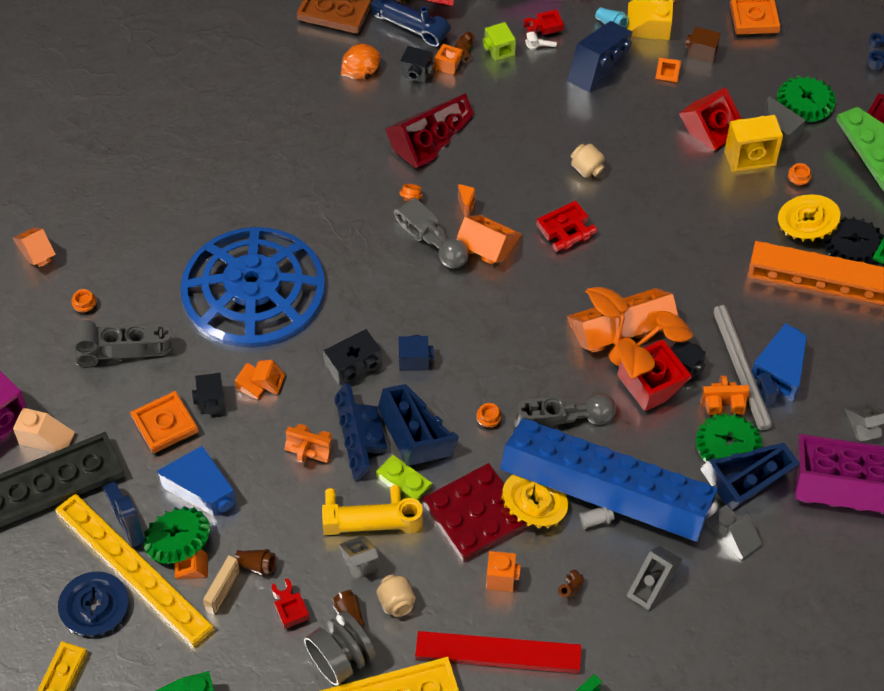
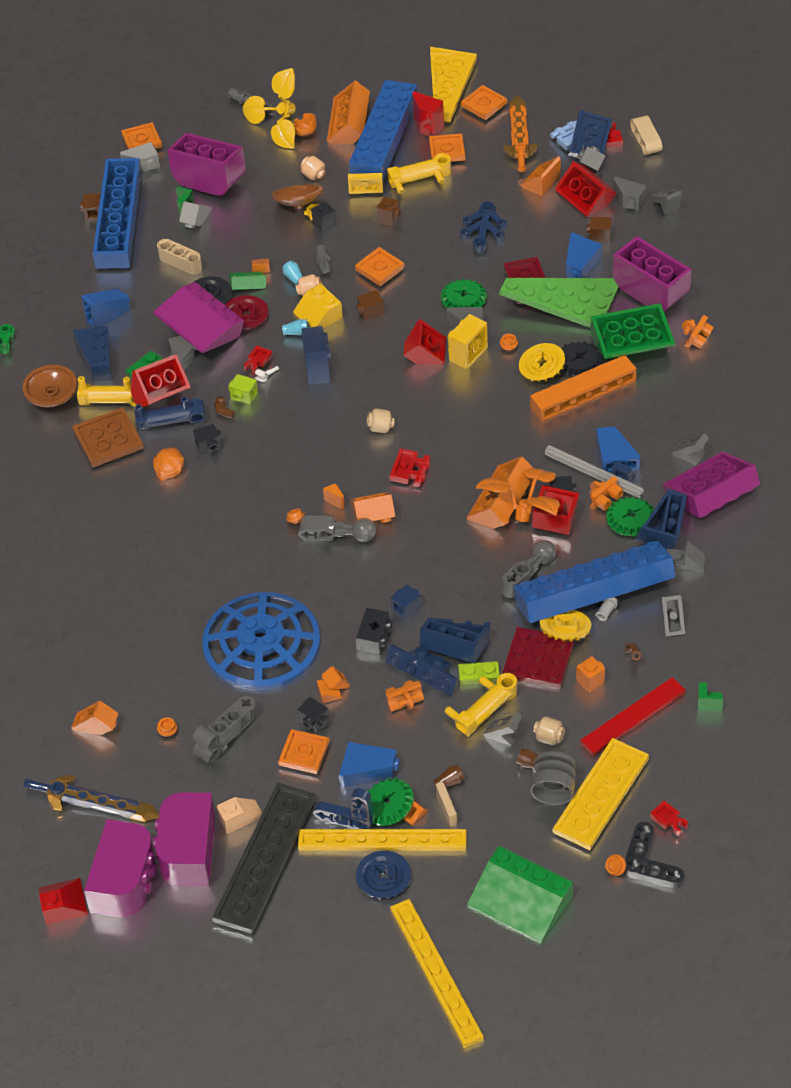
camera: 40 degrees left, 5 degrees down
(289, 607) = (496, 785): red plate -> none
(424, 134) = (261, 474): dark red wedge -> none
(448, 59) = (223, 422): orange slope -> none
(489, 415) = (486, 602): orange plate -> none
(668, 70) = (364, 335): orange slope -> none

